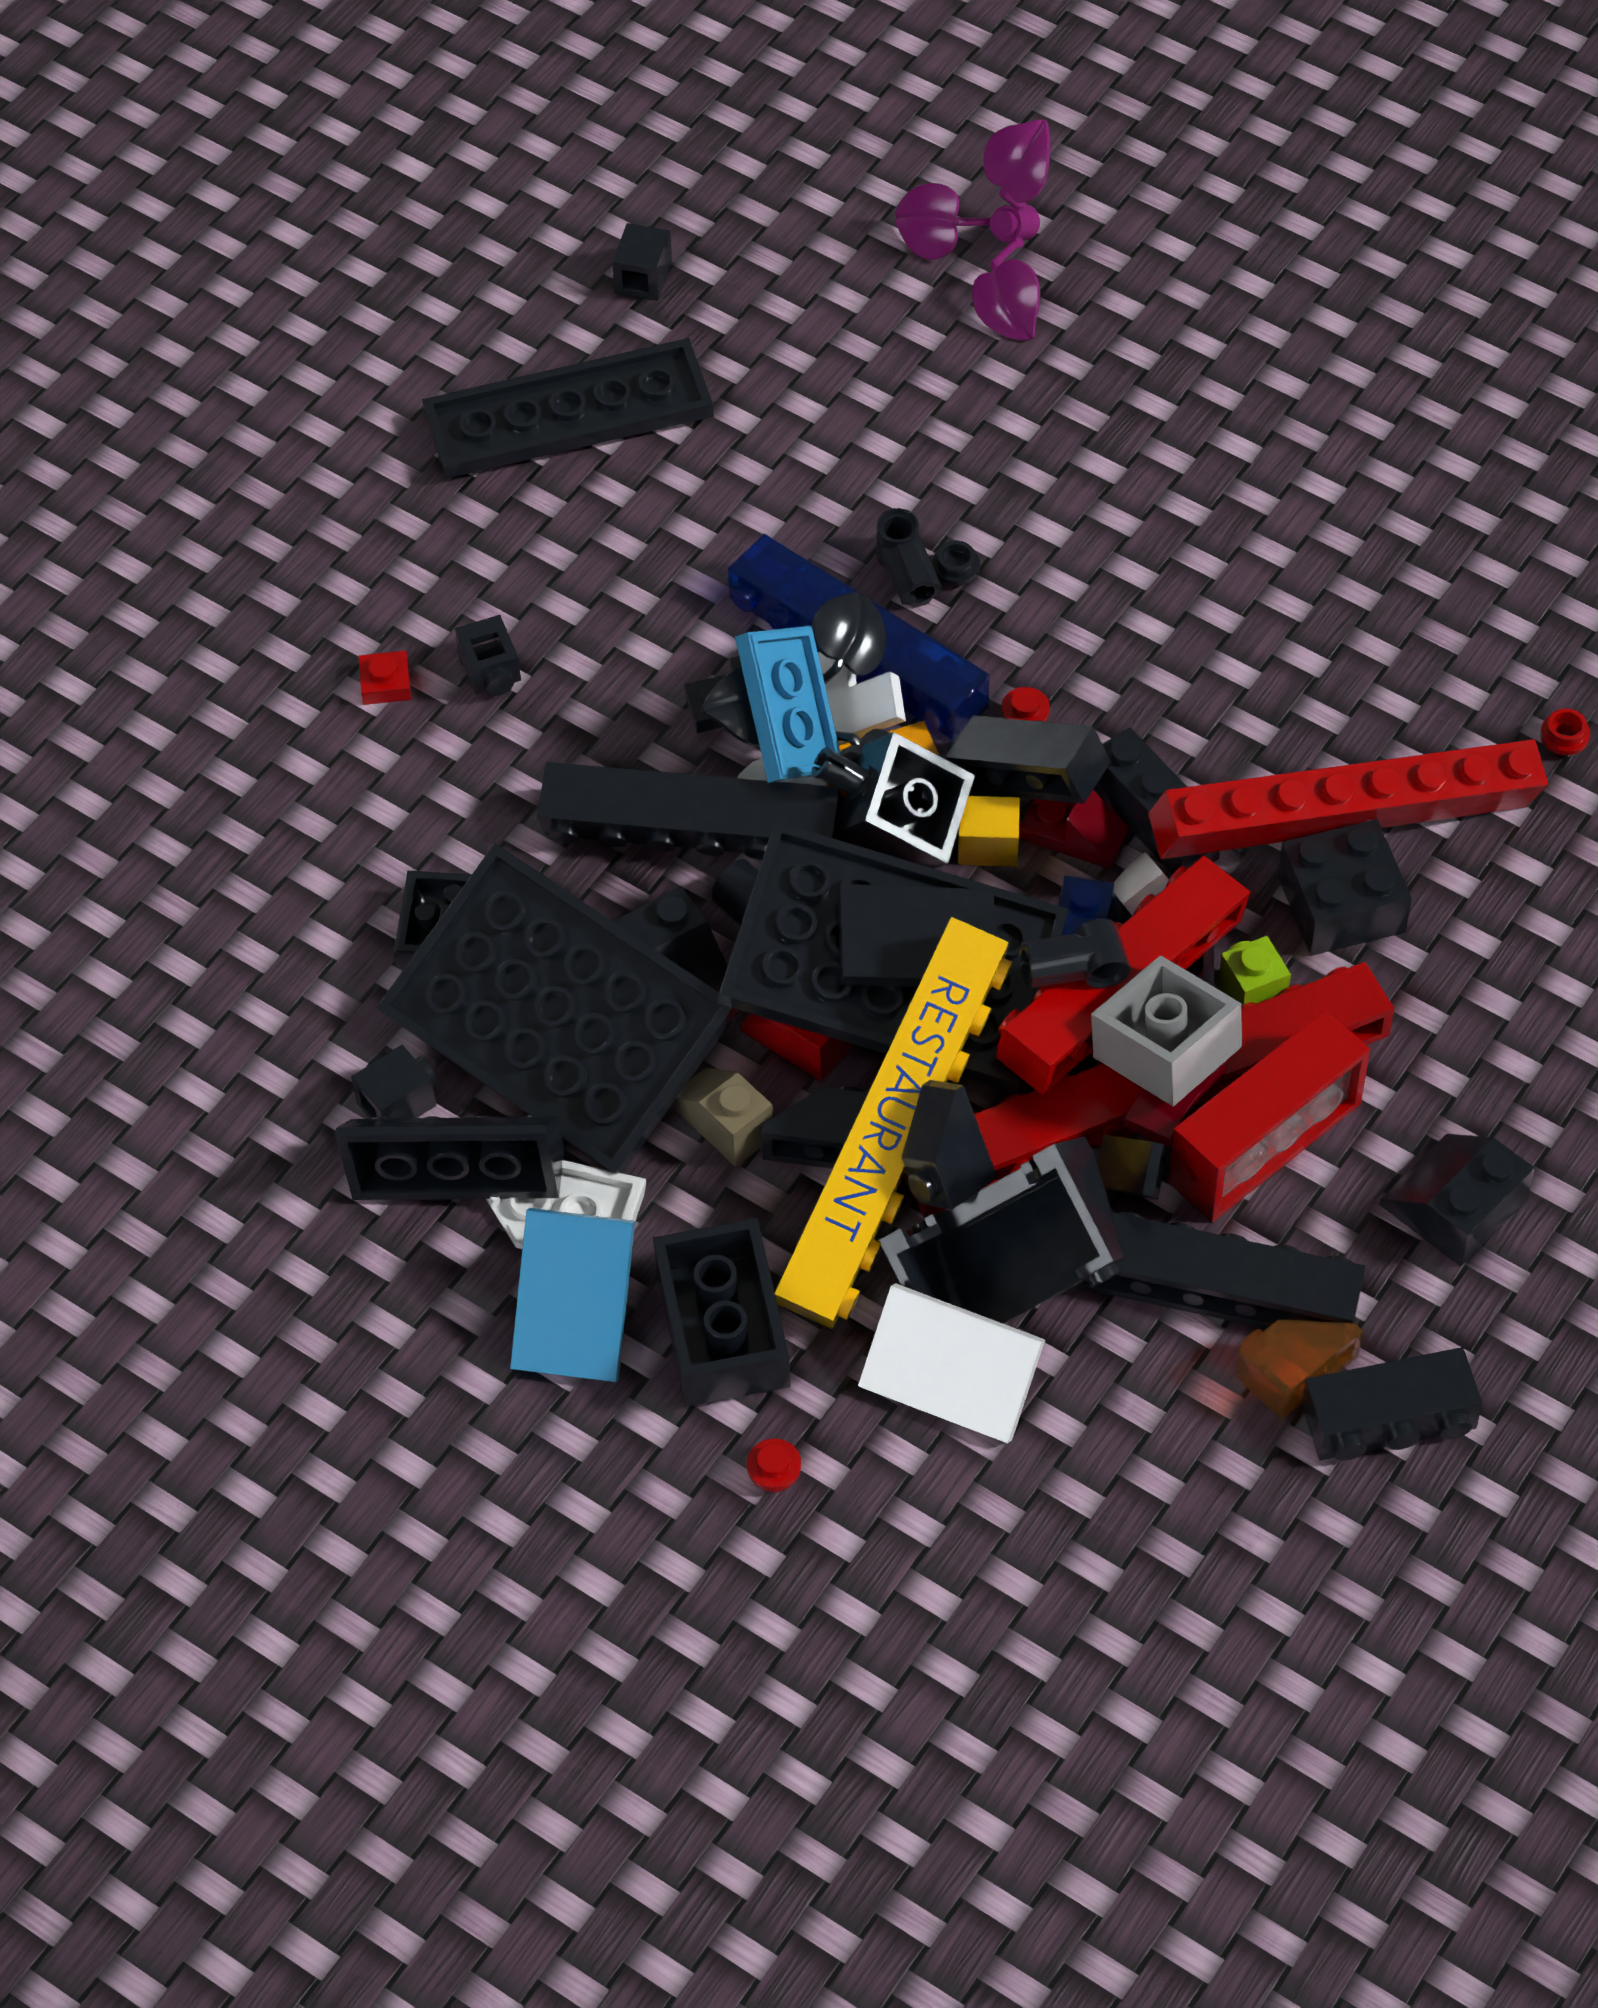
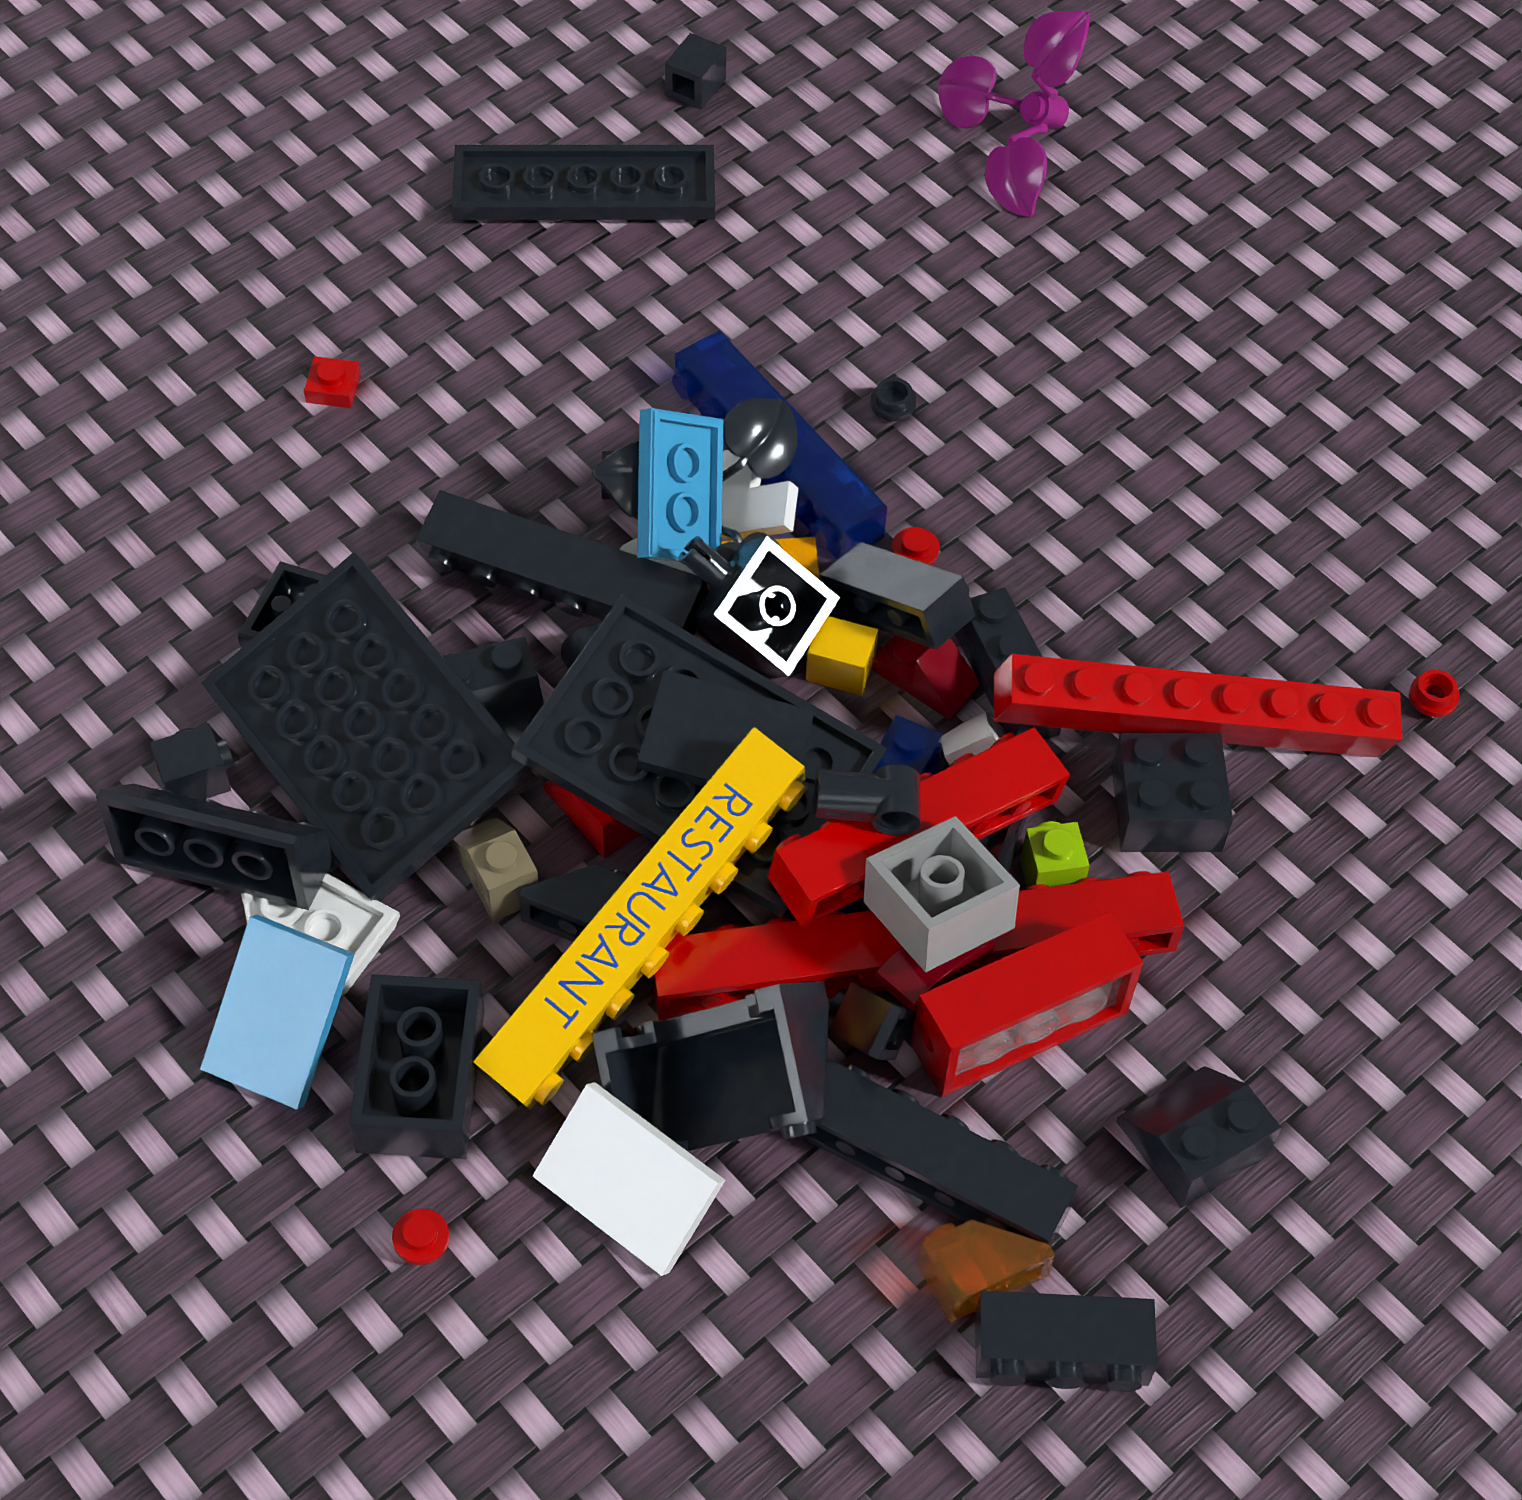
camera: 10 degrees right, 0 degrees up
(492, 665) = (429, 394): black brick -> none
(905, 557) = (847, 383): black piece -> none
(945, 1148) = (682, 959): black slope -> none

